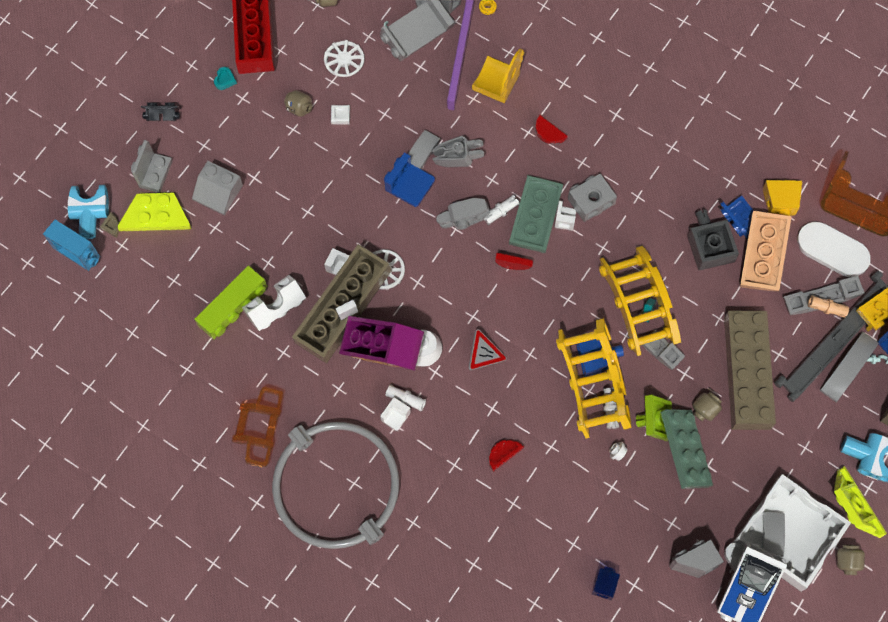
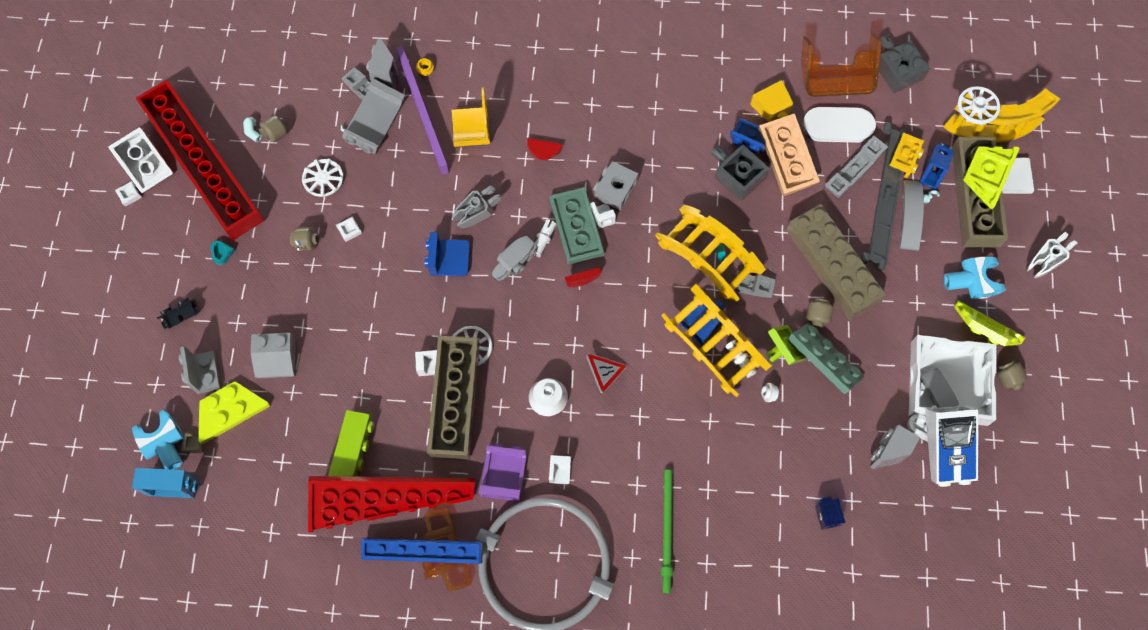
camera: 30 degrees left, 0 degrees up
(212, 342) = (352, 499): none -> red wing
(242, 415) = (422, 550): none -> blue tile
(288, 296) = (400, 418): white arch -> none
(347, 309) = (464, 400): white tile -> none
(347, 390) = (503, 472): none -> medium lavender panel
(382, 342) = (514, 412): magenta brick -> none
(406, 397) = (559, 449): white pin -> none
(423, 148) = (443, 220): light grey slope -> none
(435, 549) = (667, 570): none -> bright green bar
(503, 452) = (672, 450): red tile -> none
(828, 306) = (865, 174): light nougat pin -> none

